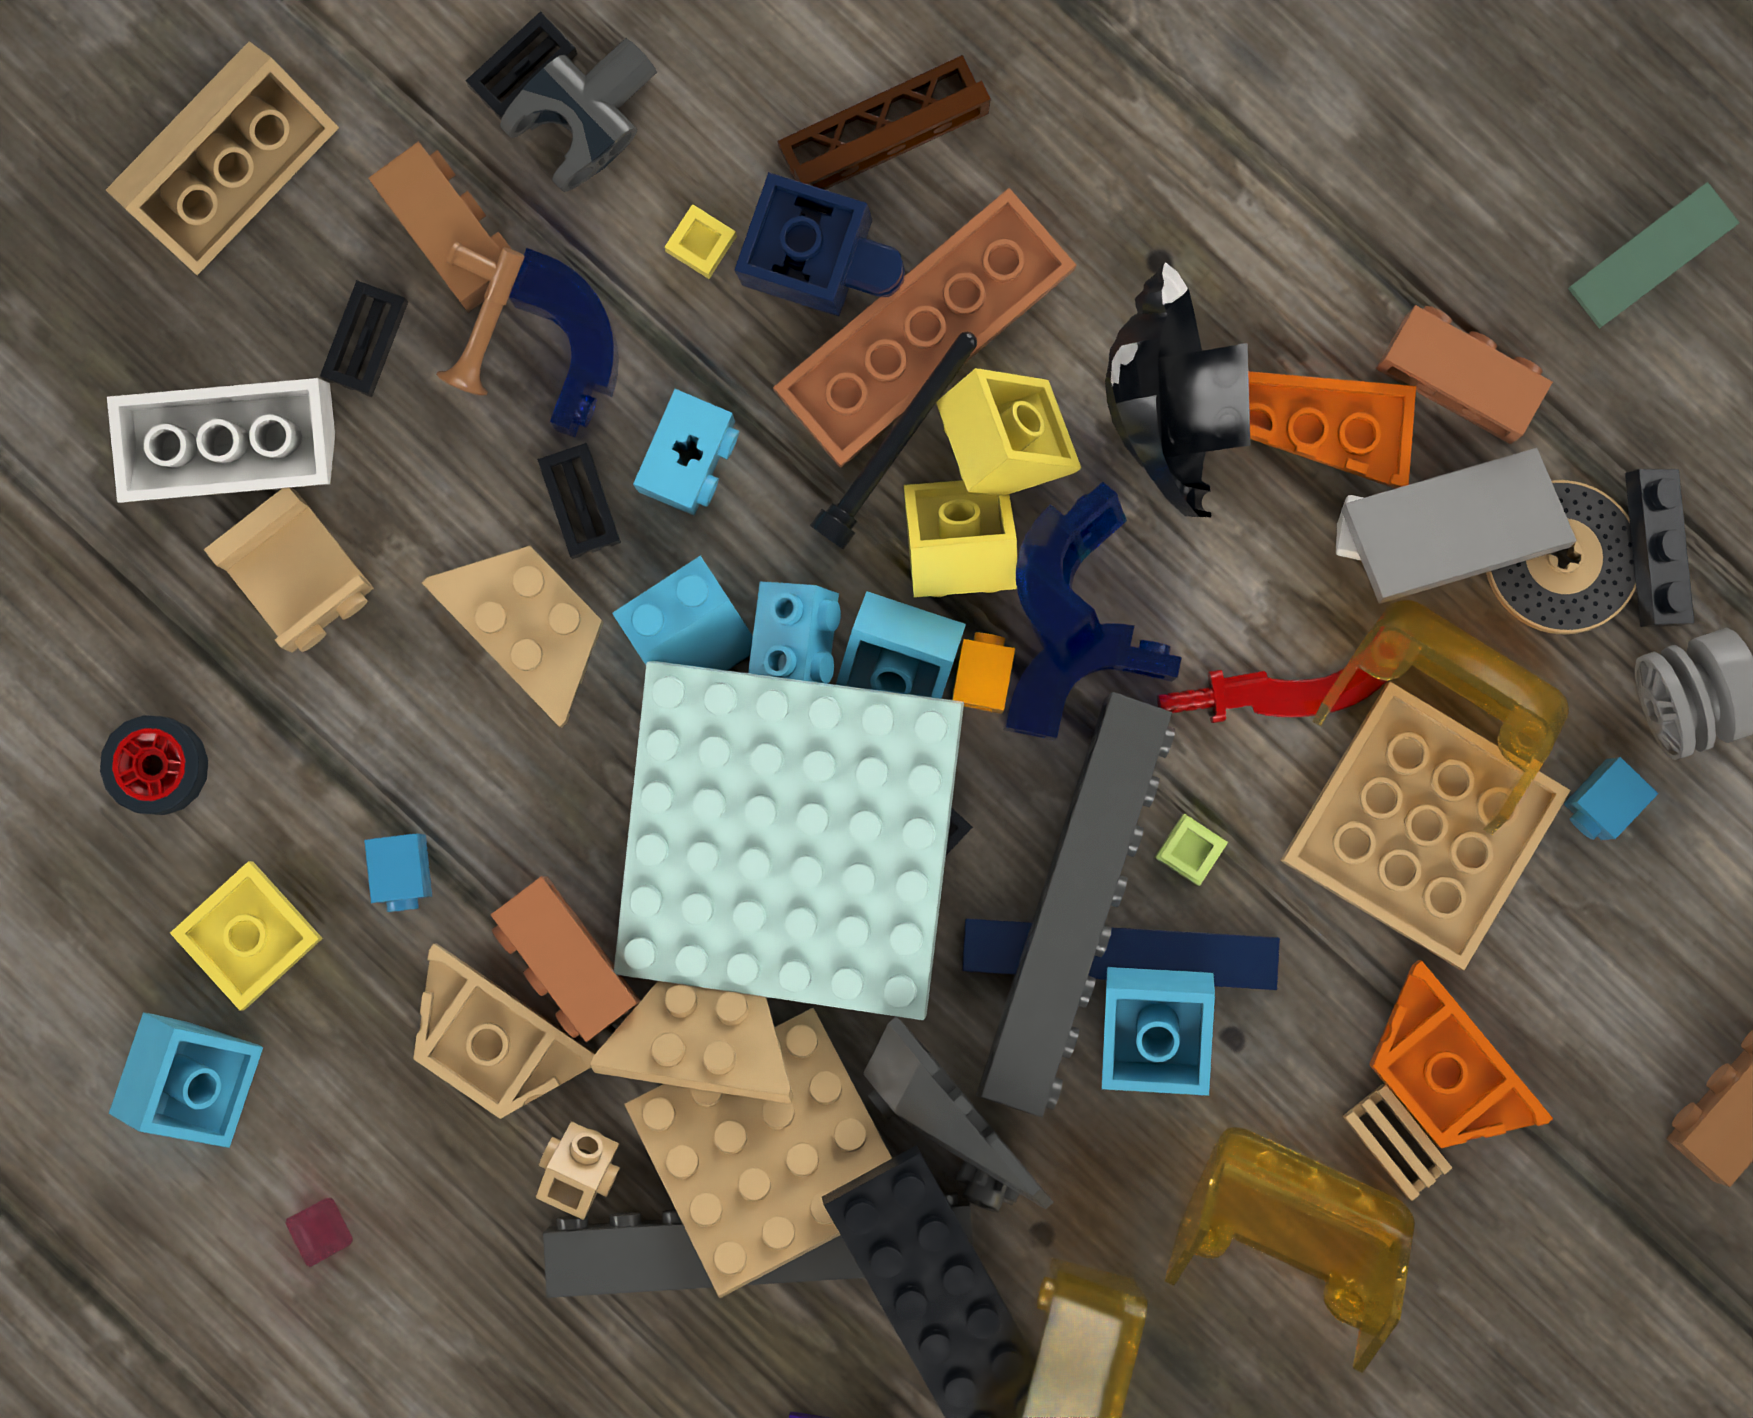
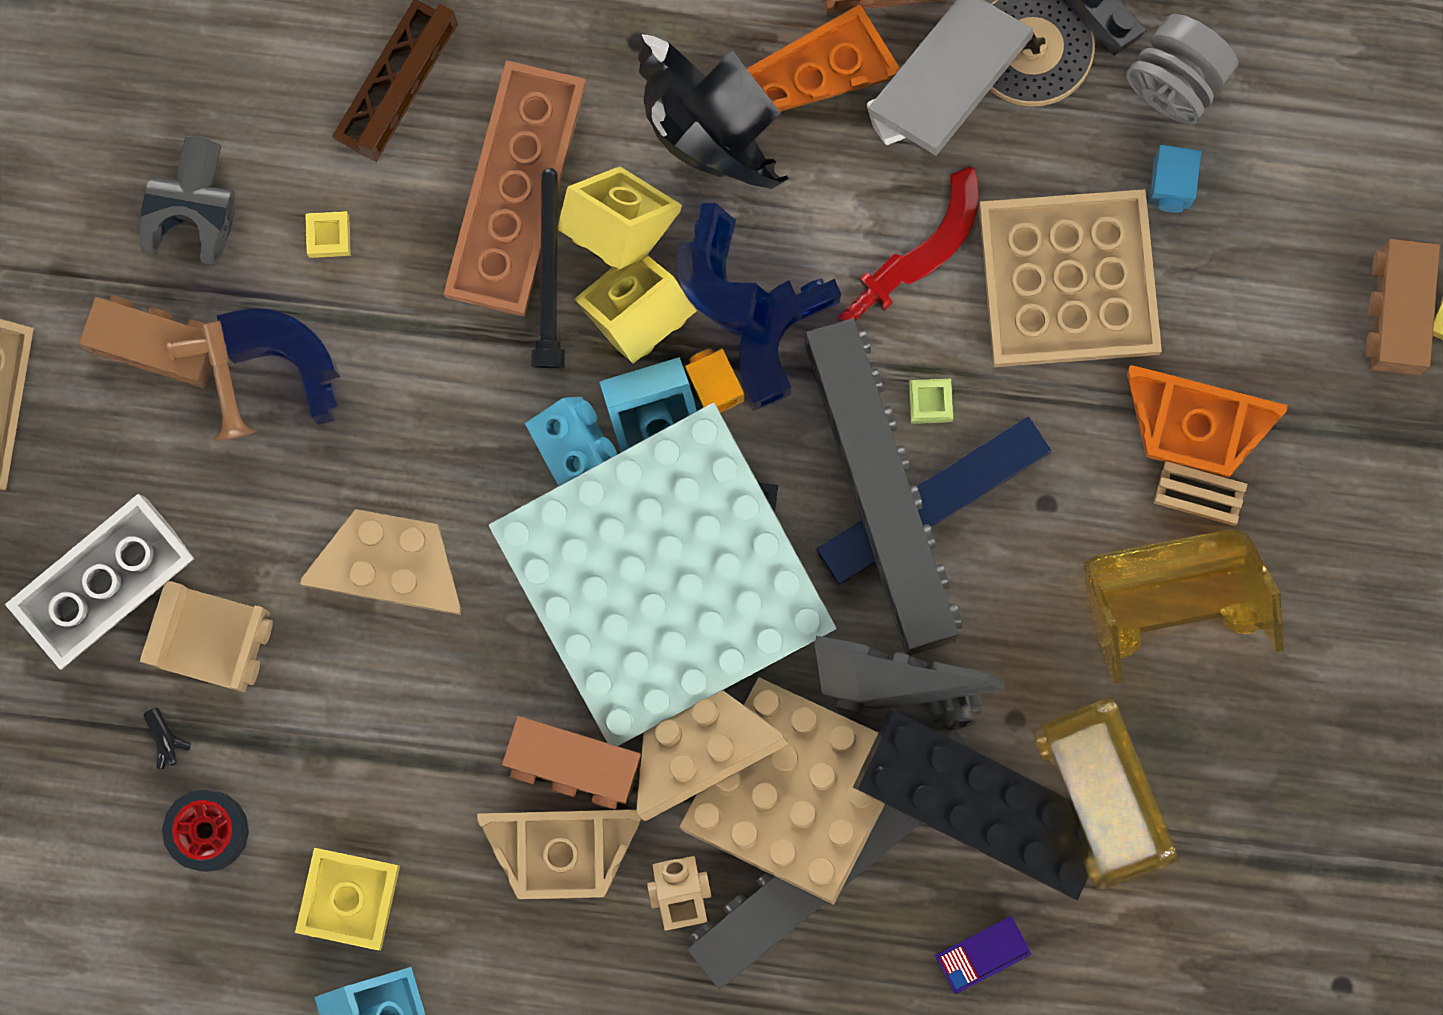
camera: 30 degrees left, 5 degrees down
(178, 642) = (164, 738): none -> black bar
(382, 347) = (156, 487): black tile -> none
(398, 871) = (419, 782): dark azure brick -> none
(508, 52) = (105, 233): black tile -> none
(593, 542) = (396, 479): black tile -> none
(683, 423) = (402, 356): medium azure brick -> none
(686, 621) = (494, 483): medium azure slope -> none
(814, 254) = (405, 186): dark blue brick -> none
(1158, 1031) = (993, 528): medium azure brick -> none
(1525, 703) = (1077, 155): clear yellow windscreen -> none

